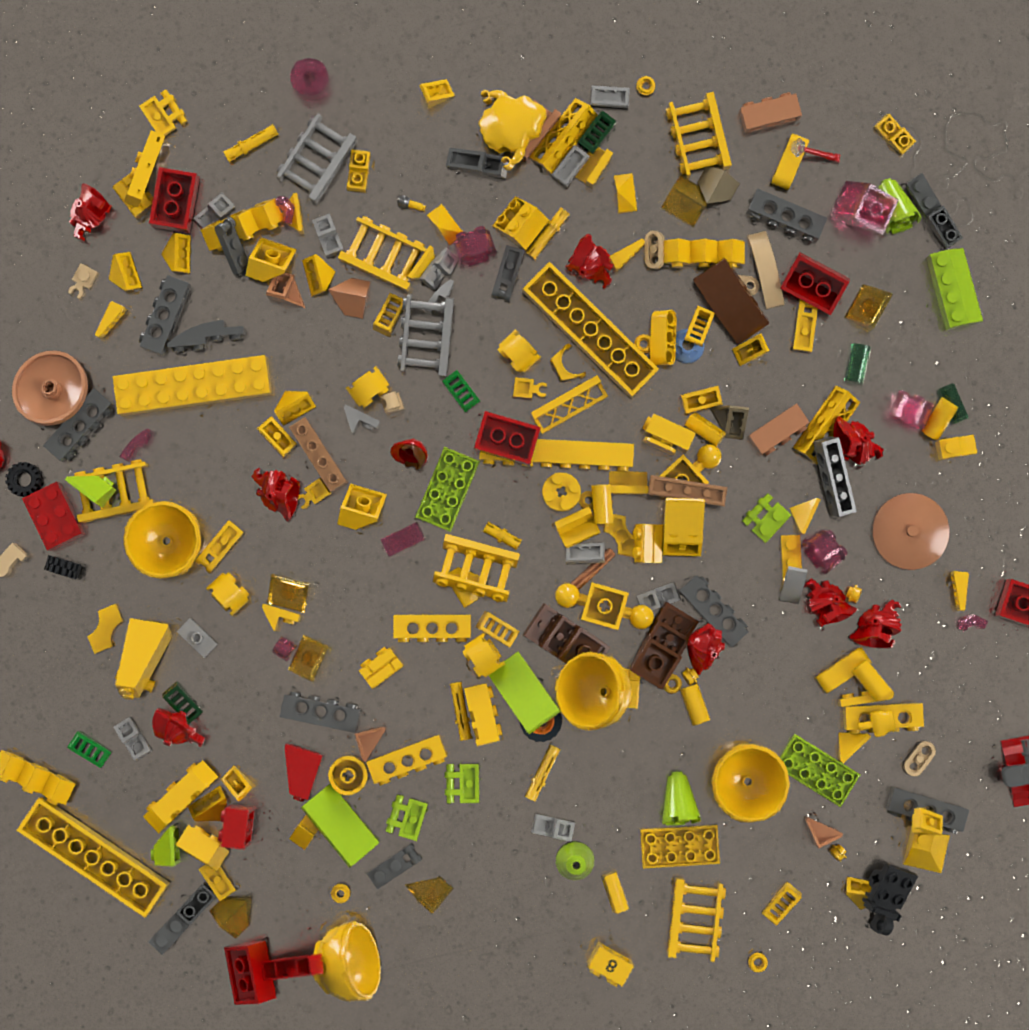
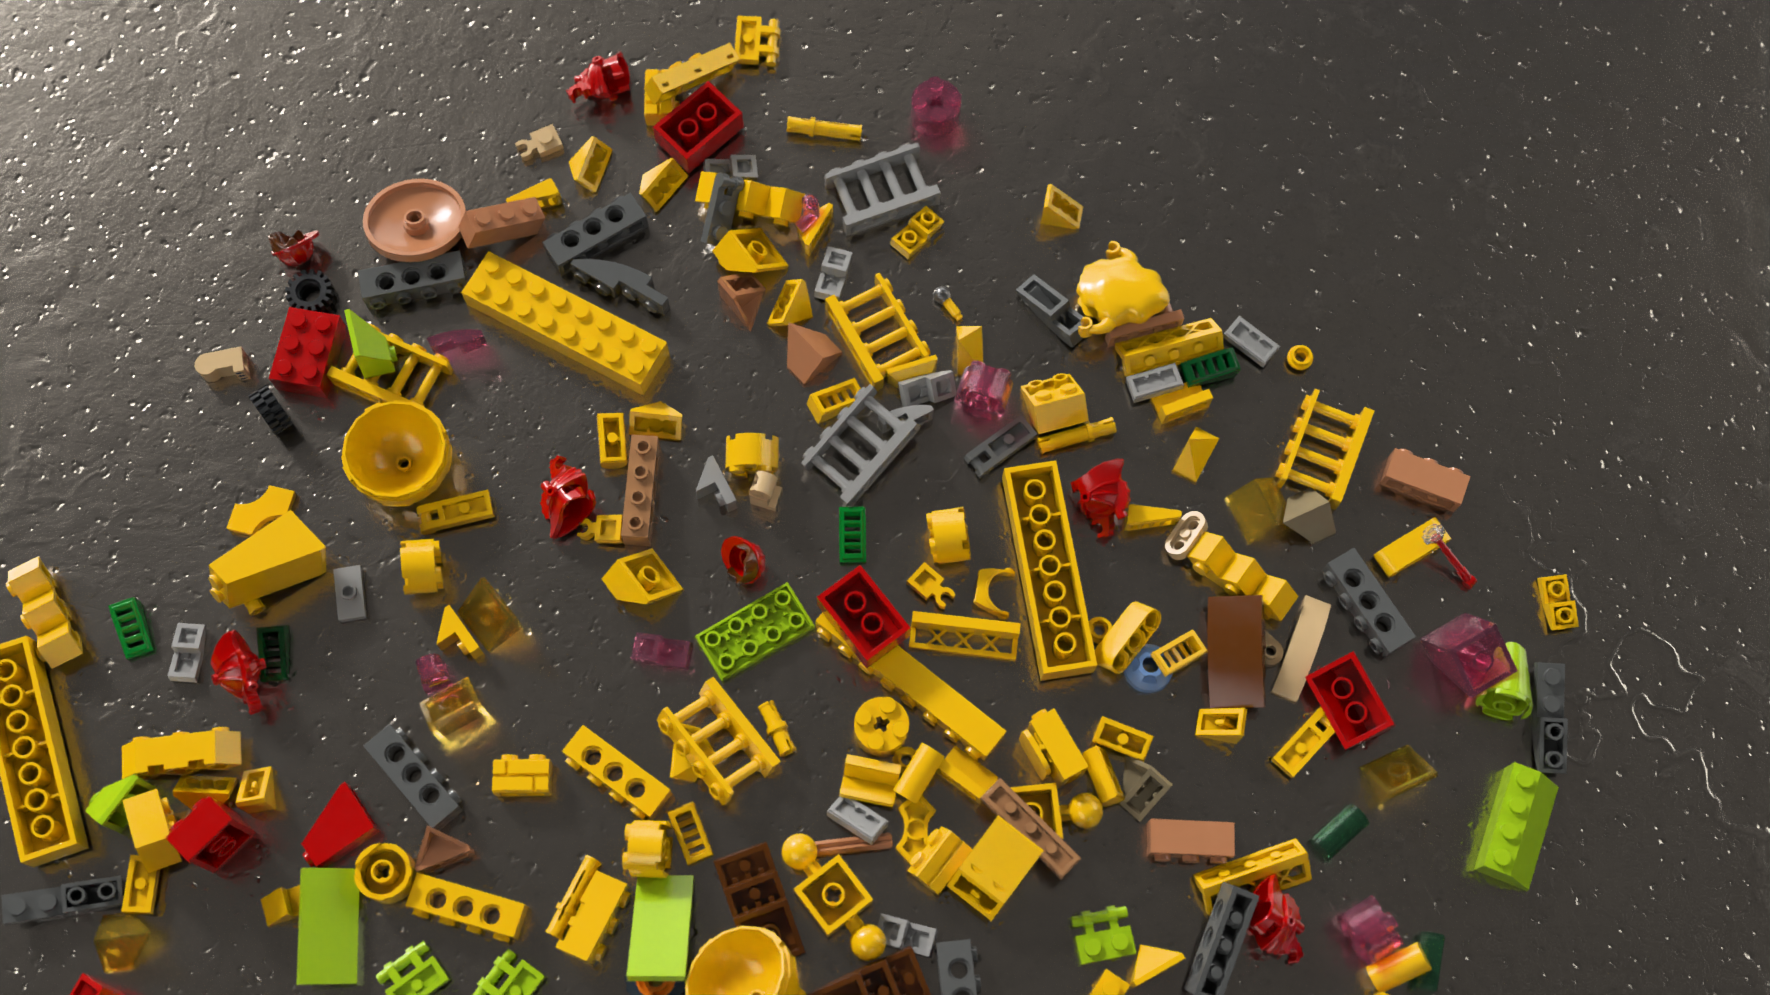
camera: 35 degrees right, 15 degrees down
(105, 352) = (501, 222): none -> nougat brick

